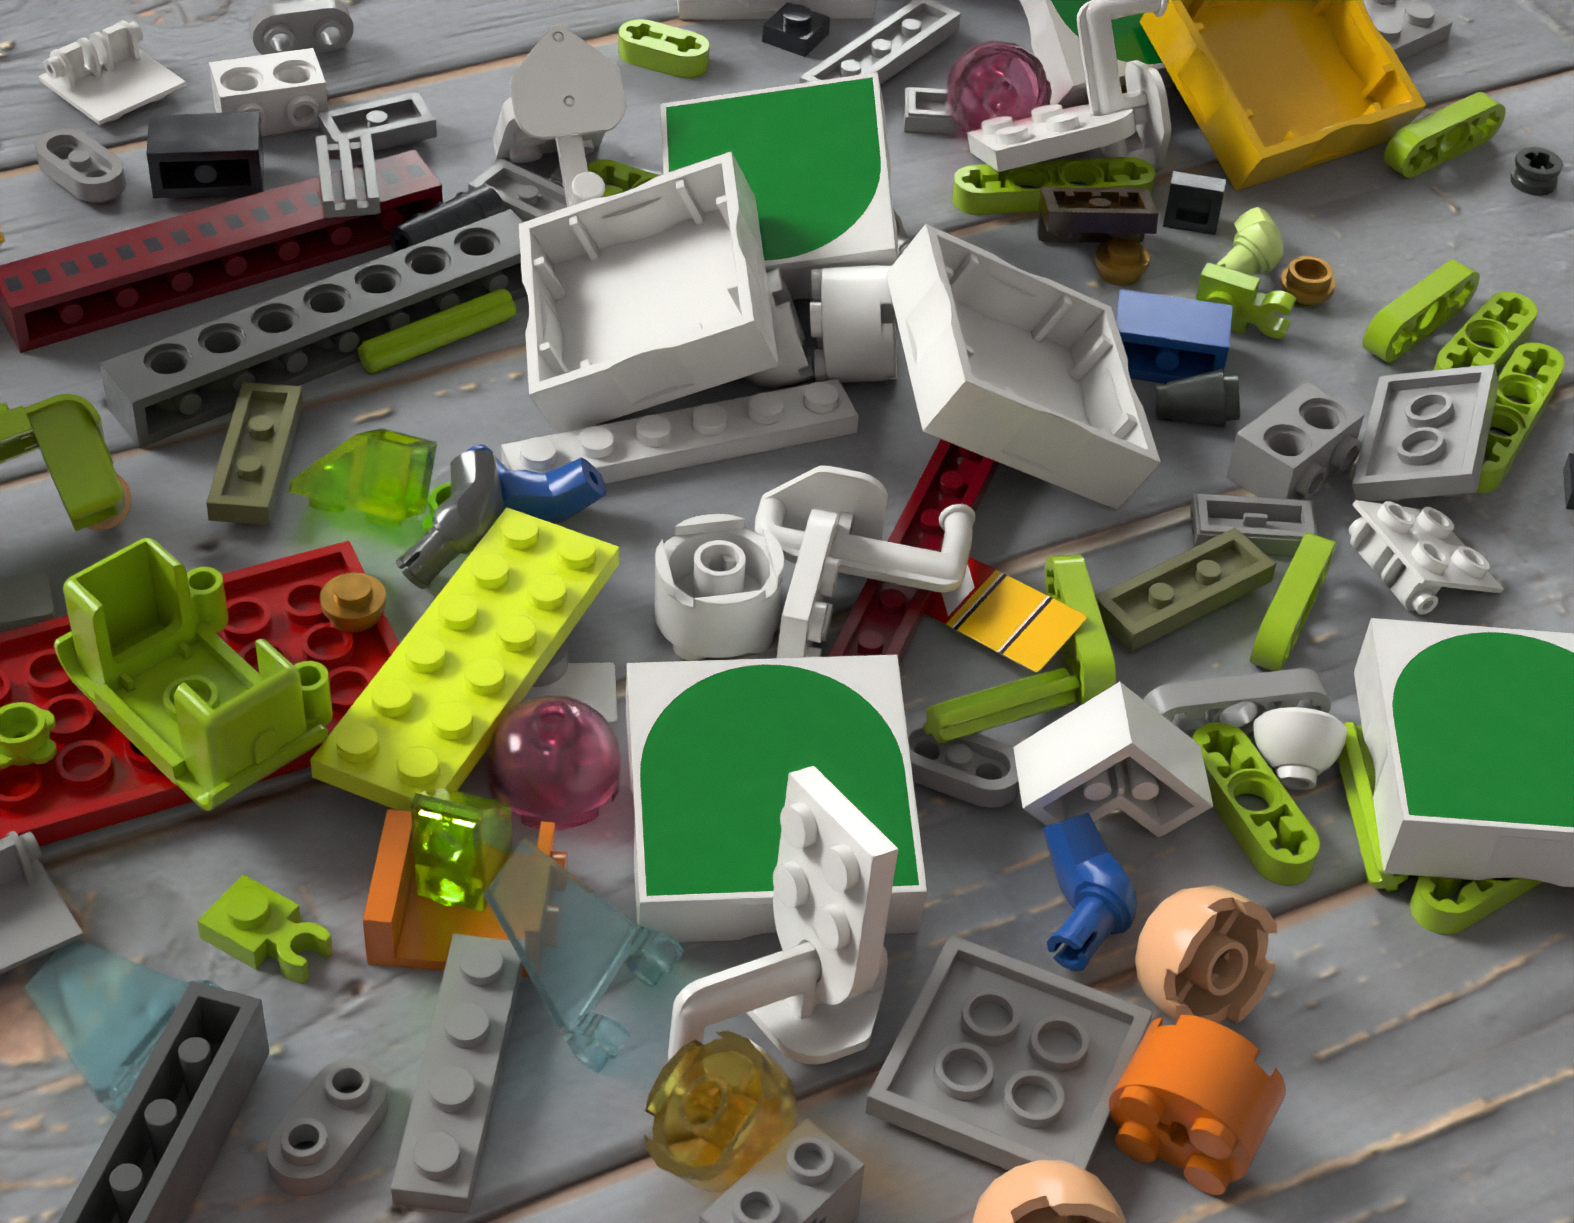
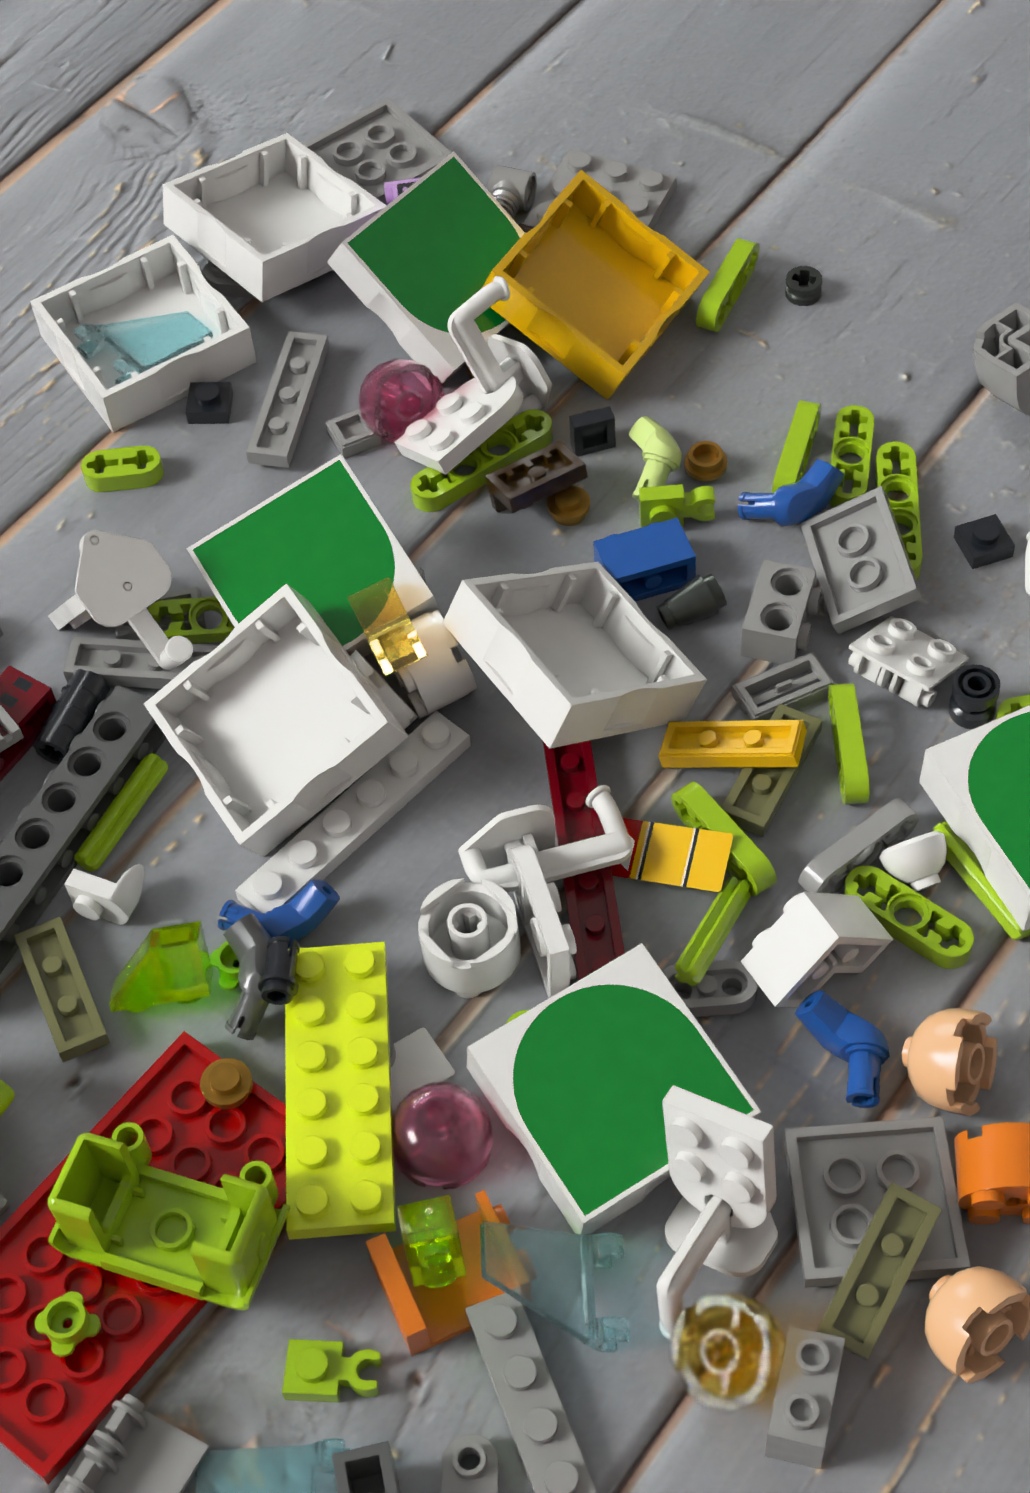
camera: 20 degrees left, 10 degrees up
(360, 392) = (104, 899): none -> white plate
(472, 522) = (279, 981): none -> black pin
(823, 249) = (387, 626): none -> clear yellow slope
(959, 1119) = (879, 1269): none -> olive plate
(1153, 541) = (733, 744): none -> yellow tile
(1386, 350) = (794, 501): none -> blue arm
(1484, 603) = (974, 696): none -> black wheel

